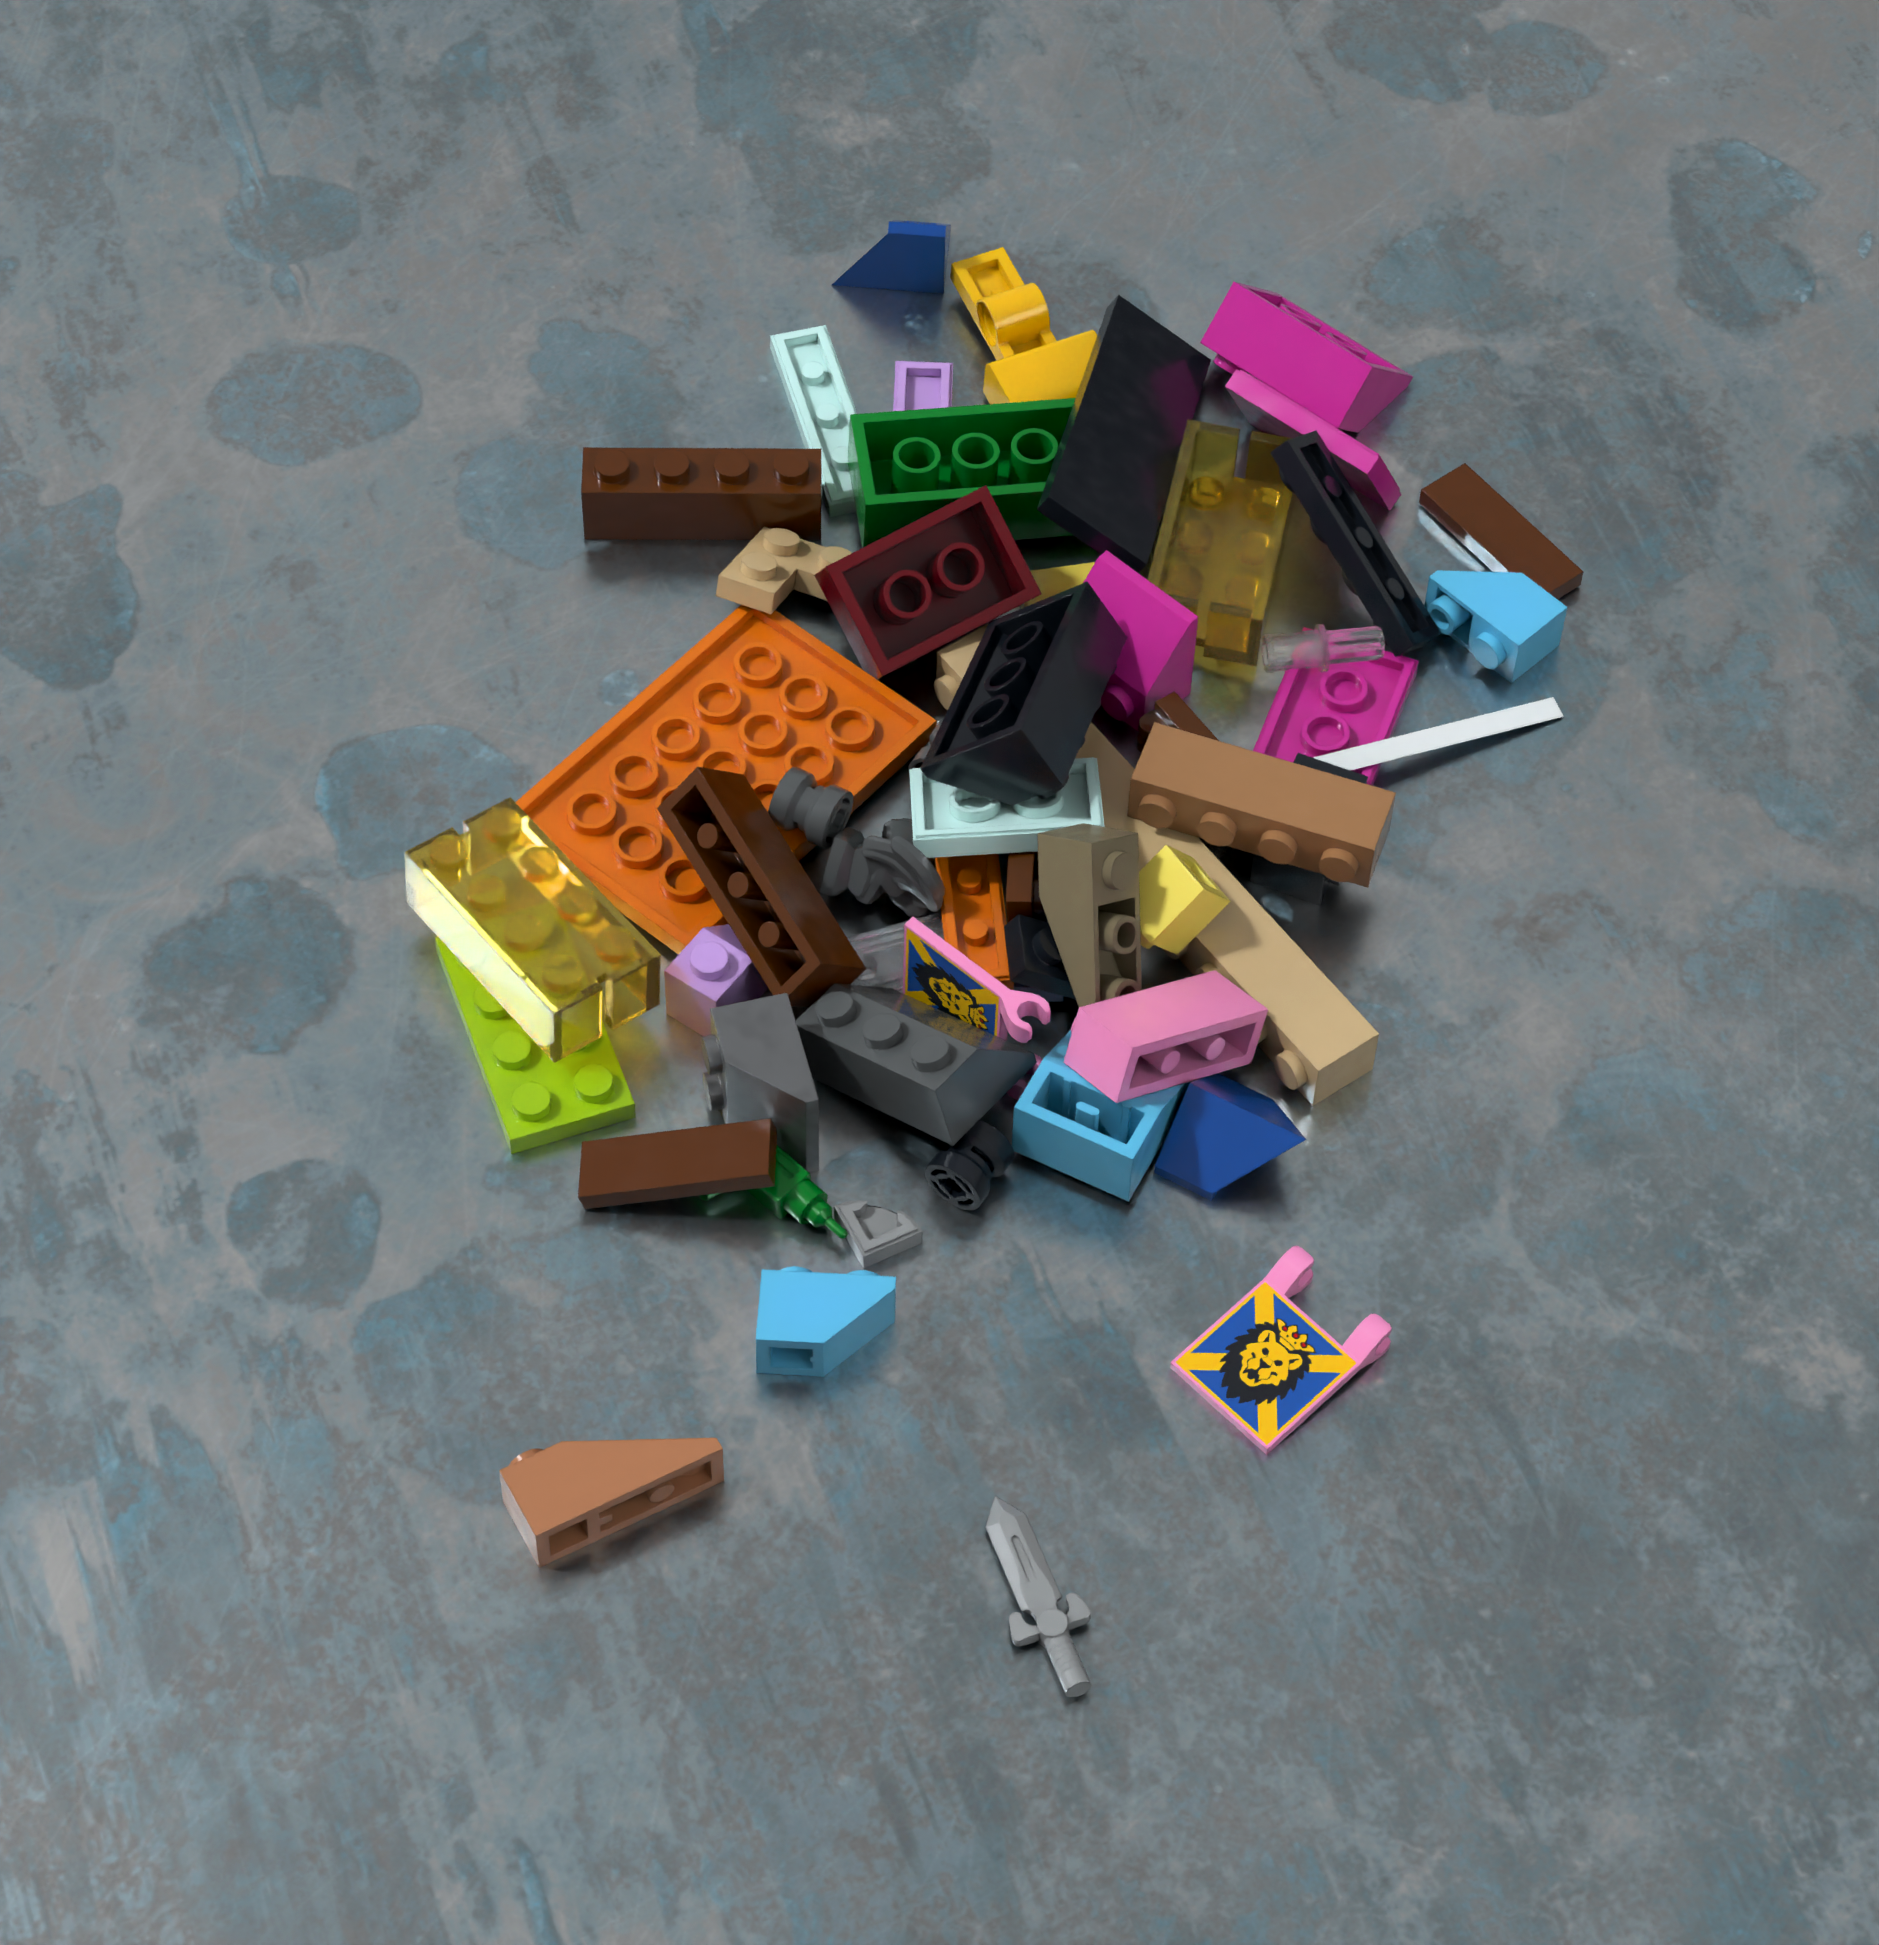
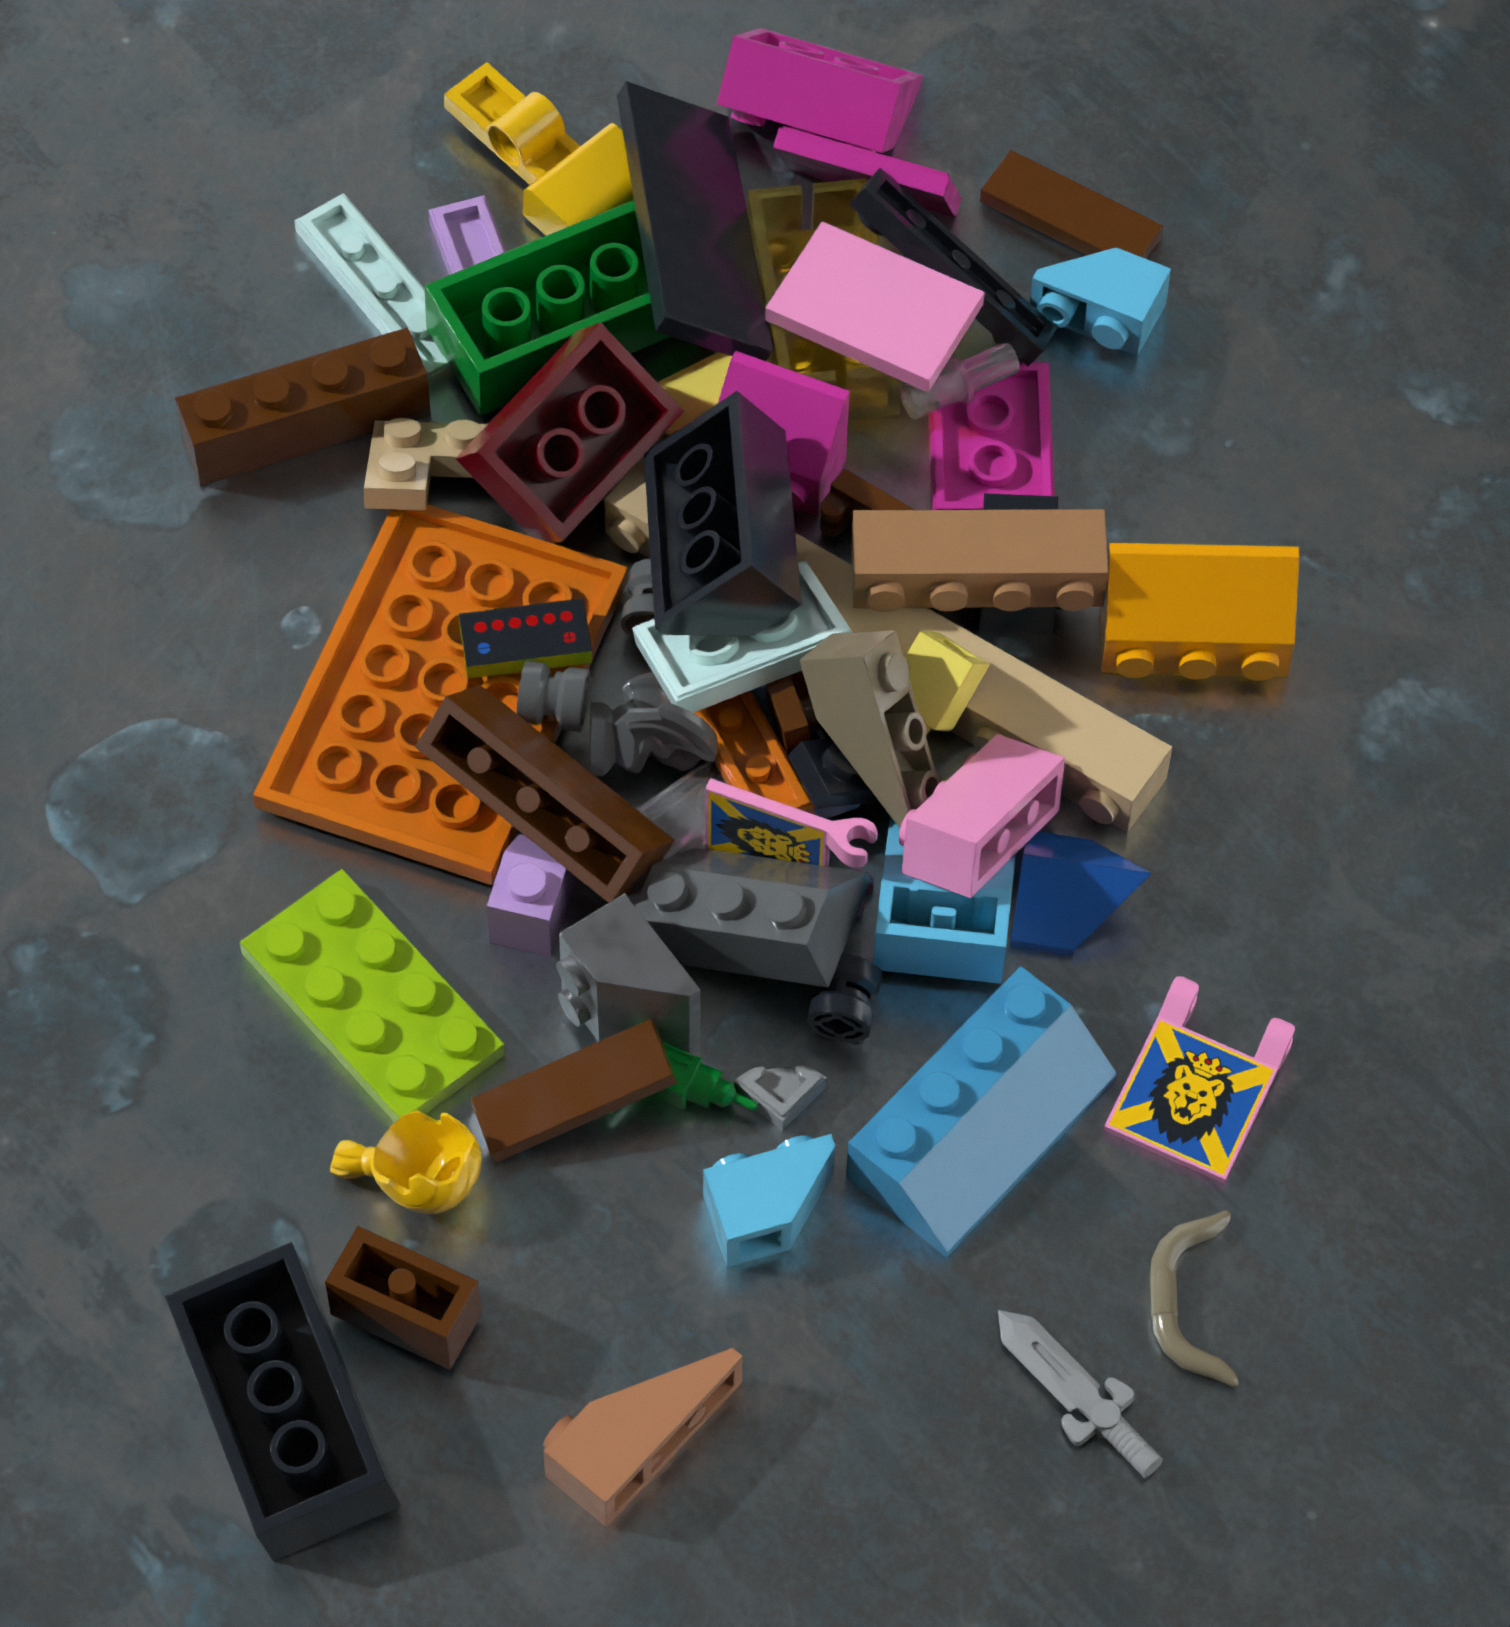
camera: 20 degrees left, 5 degrees up
(284, 1349) = (282, 1402): none -> black brick
(436, 1293) = (403, 1297): none -> reddish brown brick
(505, 1182) = (417, 1162): none -> yellow hair
(532, 929) = (341, 905): clear yellow piece -> none
(824, 749) = (508, 637): none -> black tile
(905, 259) = (392, 98): blue slope -> none
(1053, 1307) = (980, 1112): none -> dark azure slope
(1161, 1535) = (1164, 1298): none -> dark tan animal
(1260, 553) = (874, 306): none -> bright pink tile
(1444, 735) = (1100, 430): white sticker -> none
(1460, 919) = (1199, 610): none -> light orange slope

